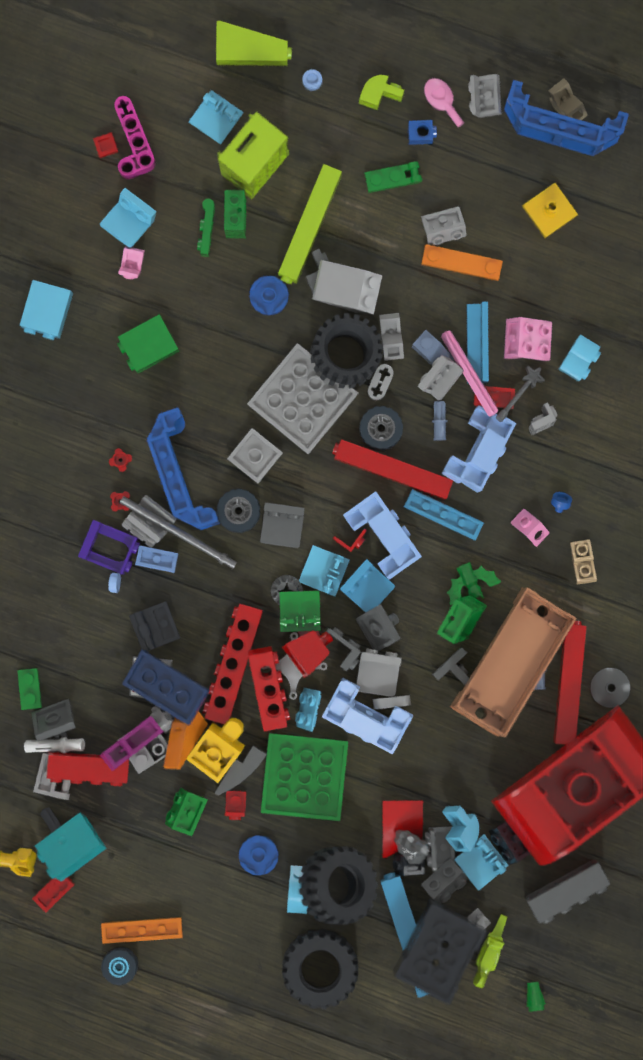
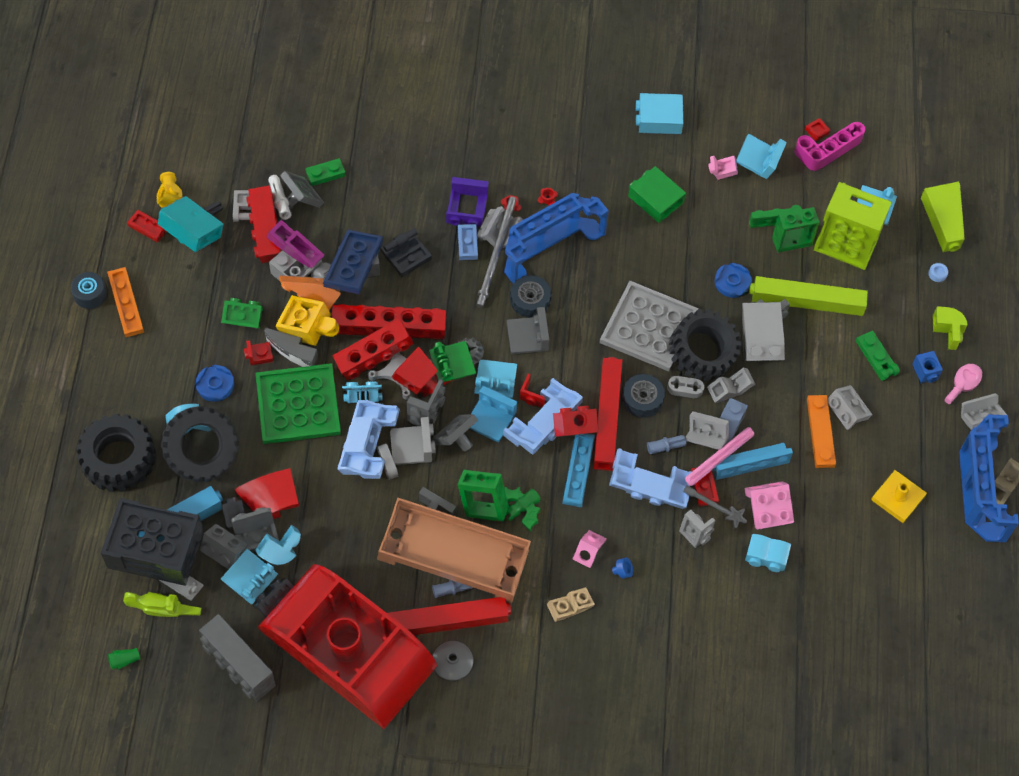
camera: 70 degrees right, 25 degrees down
(114, 582) = (437, 214): light blue tile -> none
(255, 455) = (584, 298): light grey plate -> none
(403, 507) = (565, 425): none -> red brick
(411, 846) = (251, 500): dark grey rock -> none

